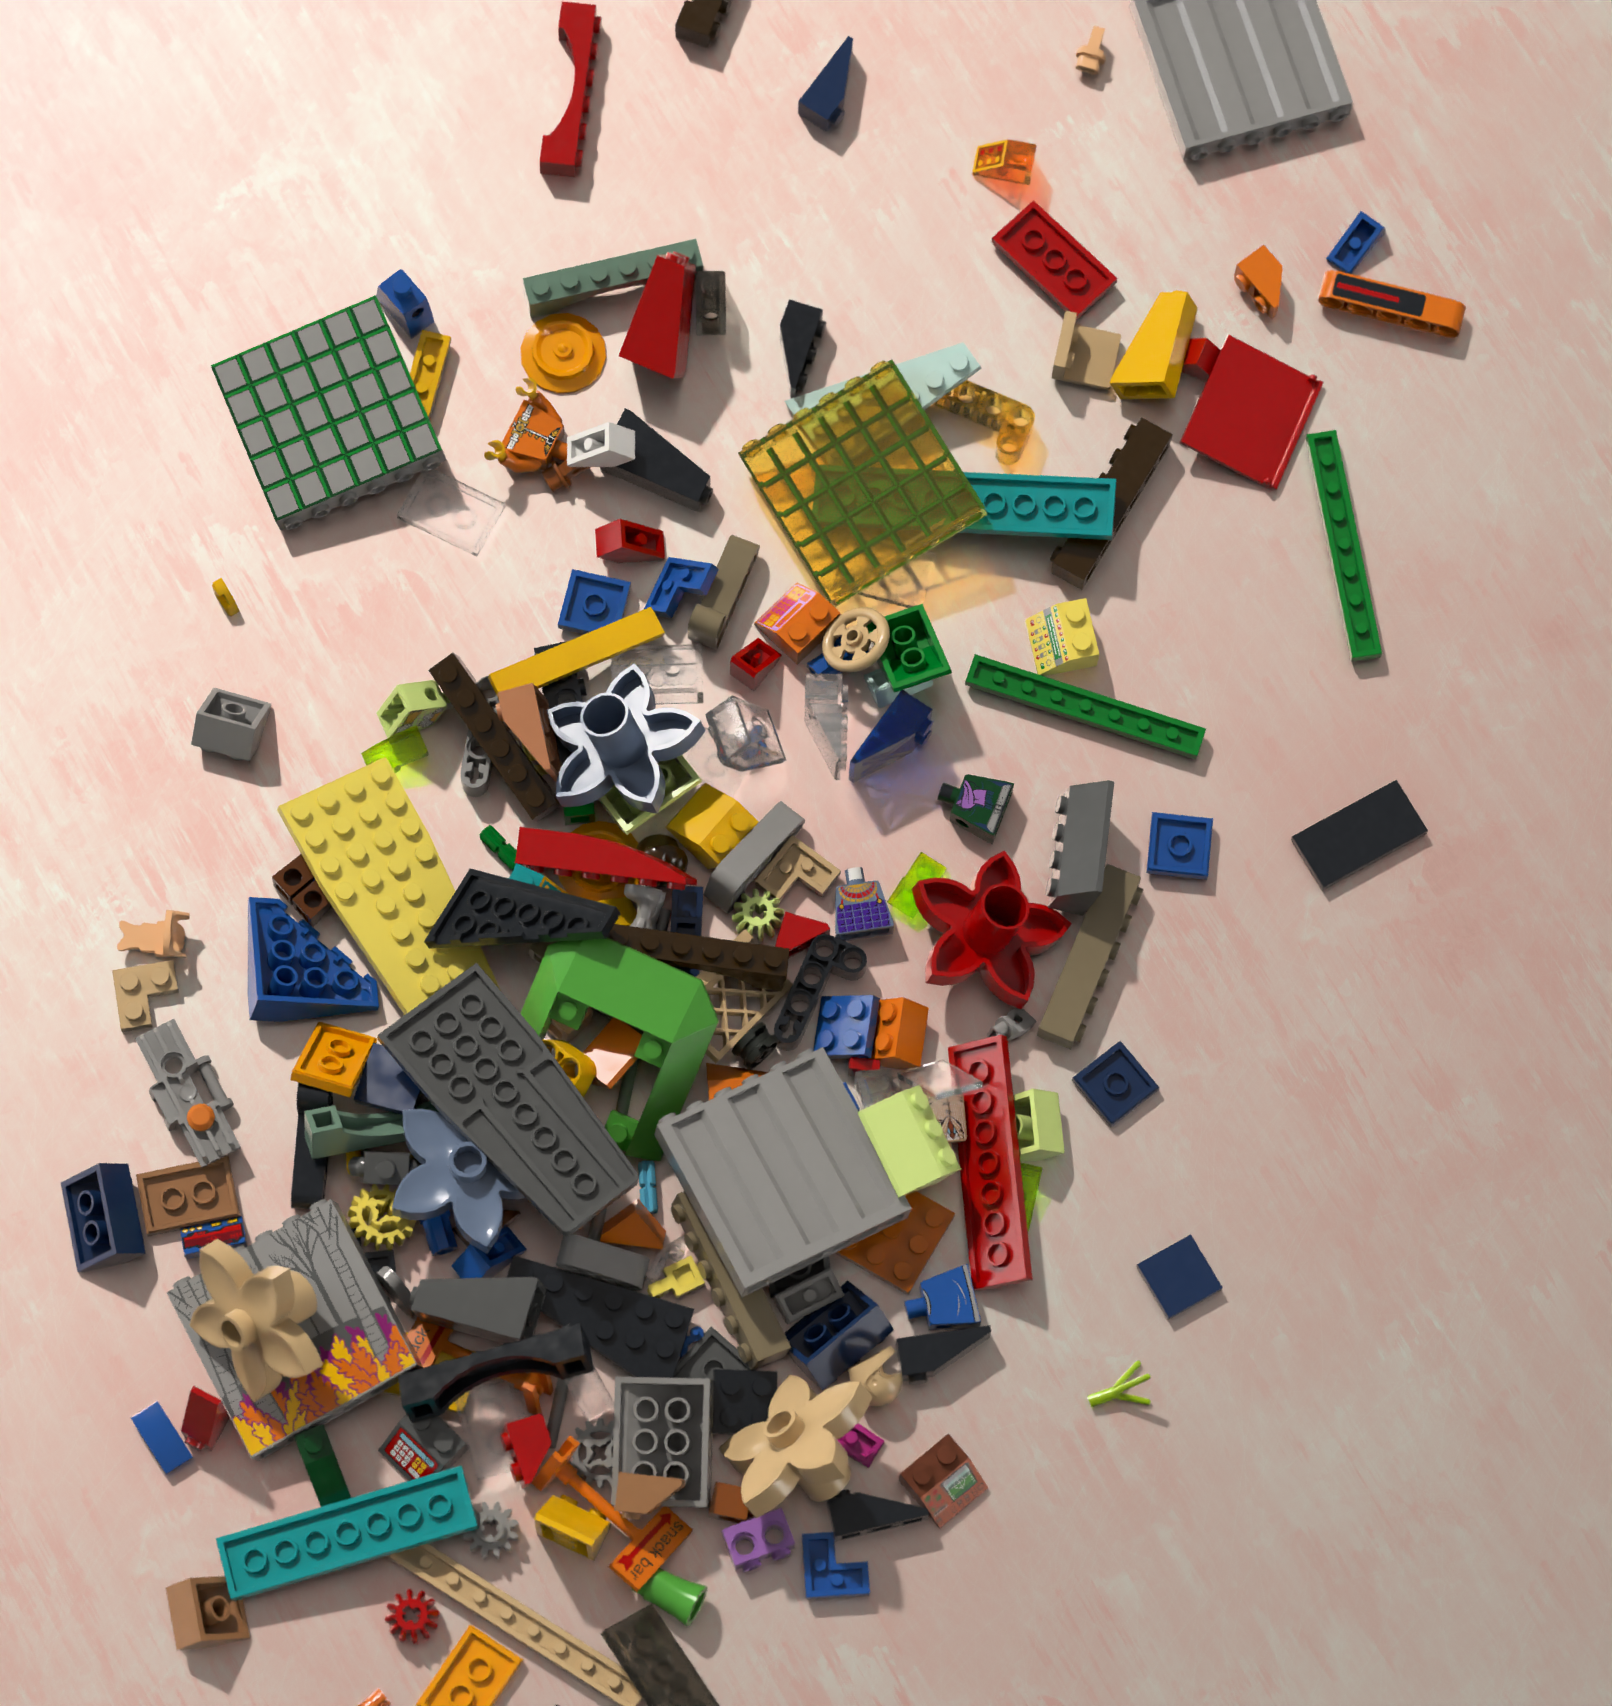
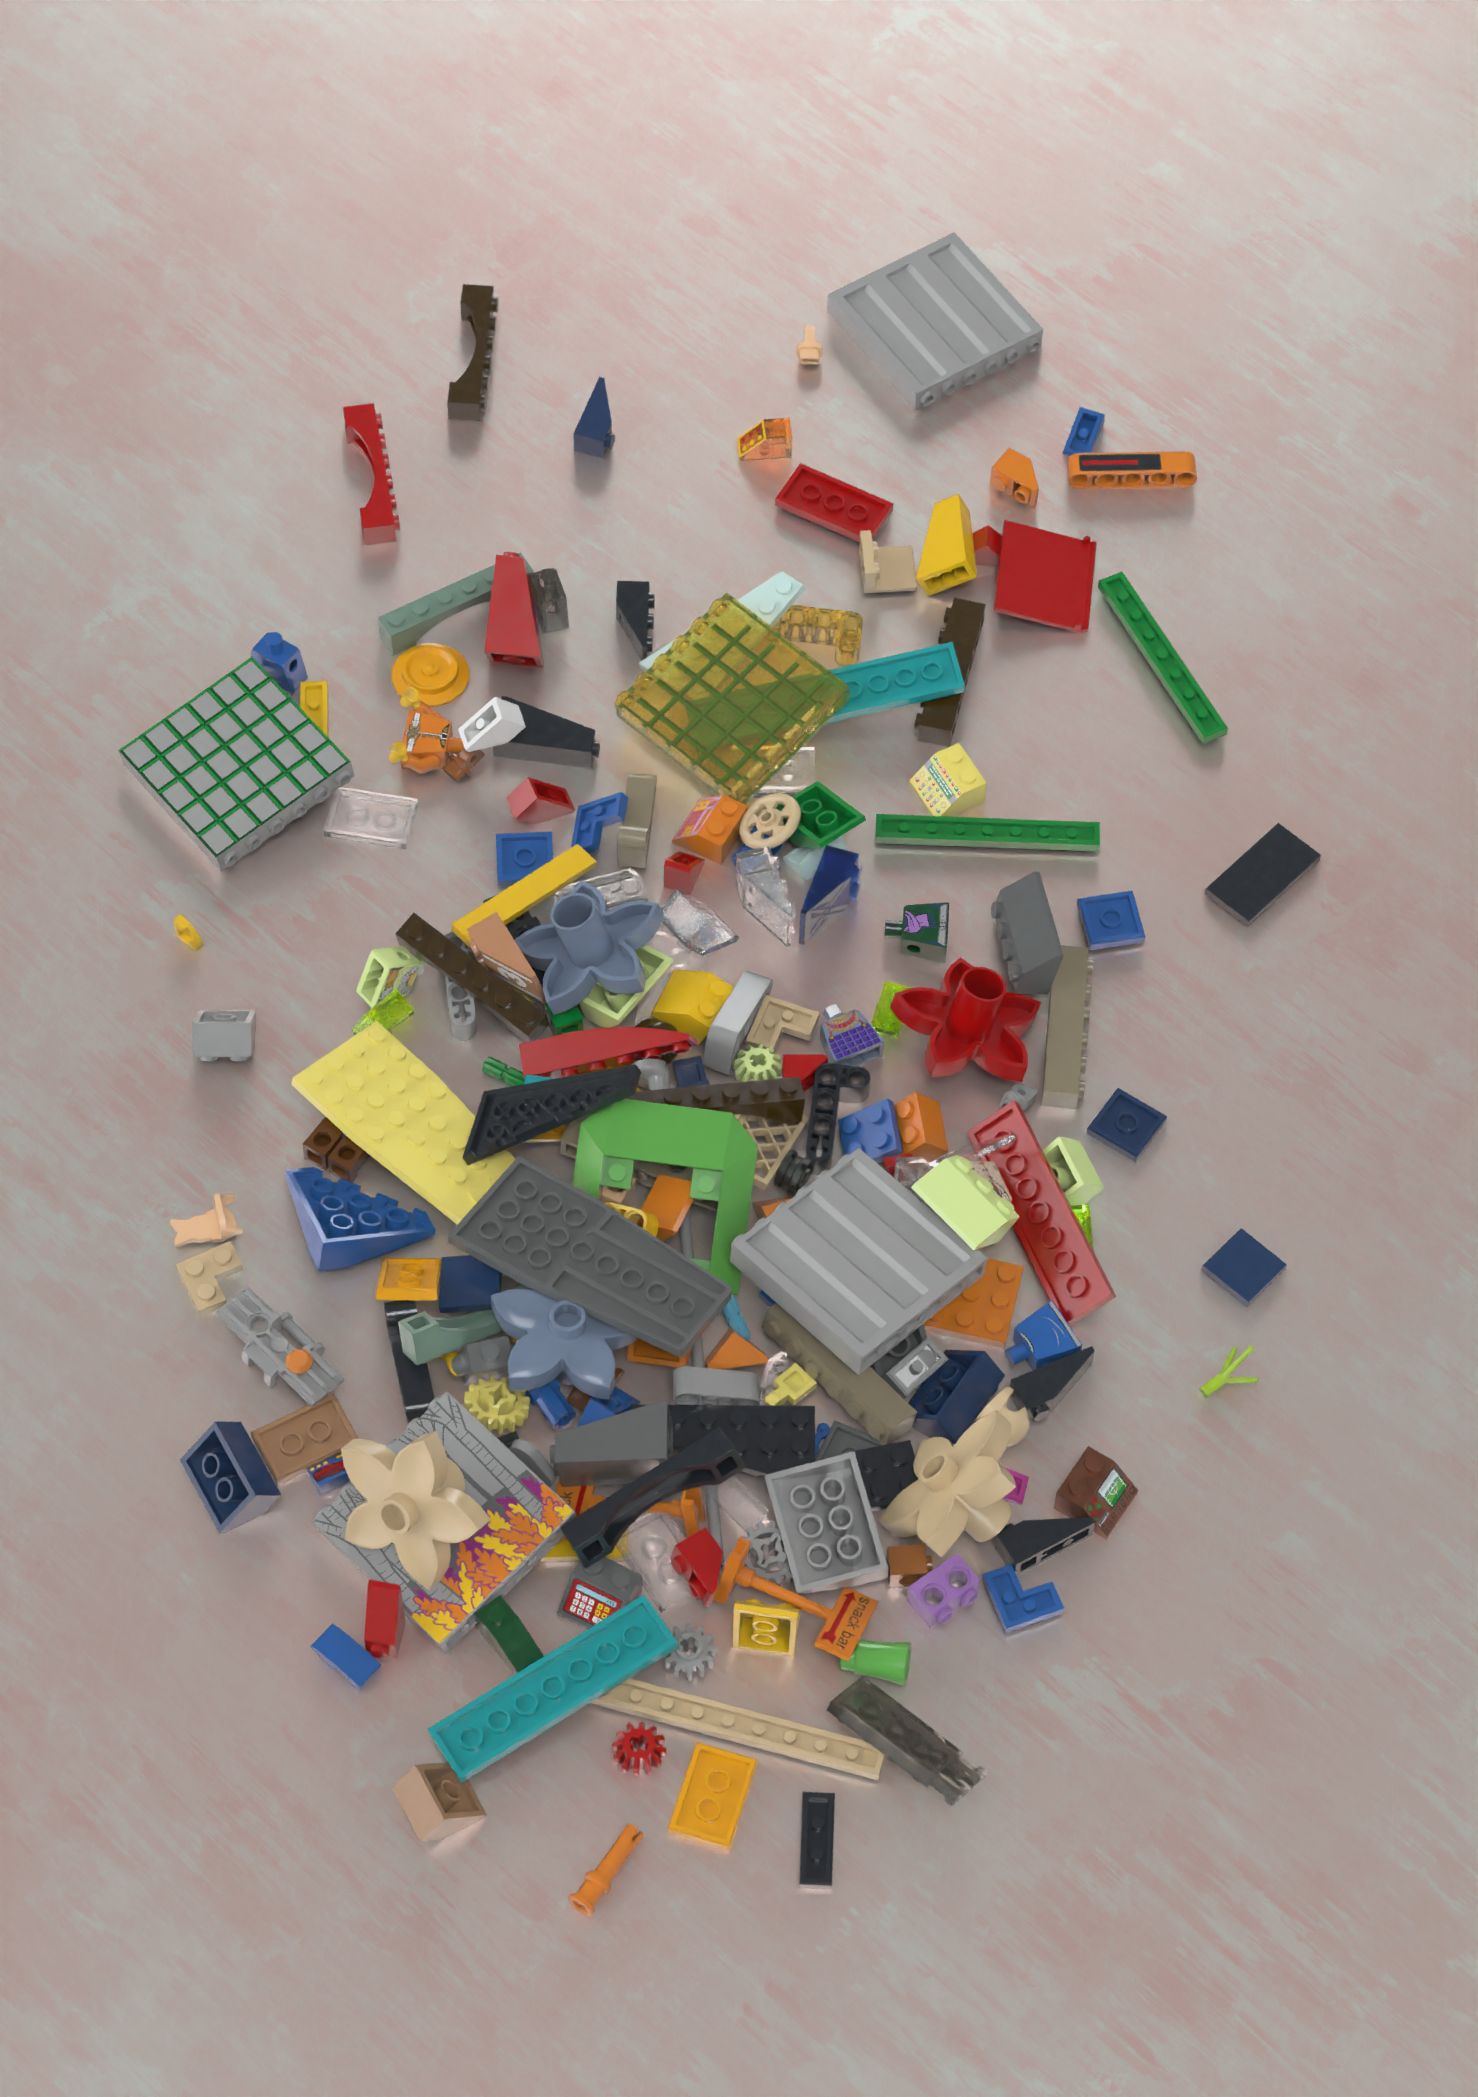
camera: 15 degrees left, 15 degrees down
(643, 1493) = (827, 1567): medium nougat slope -> none

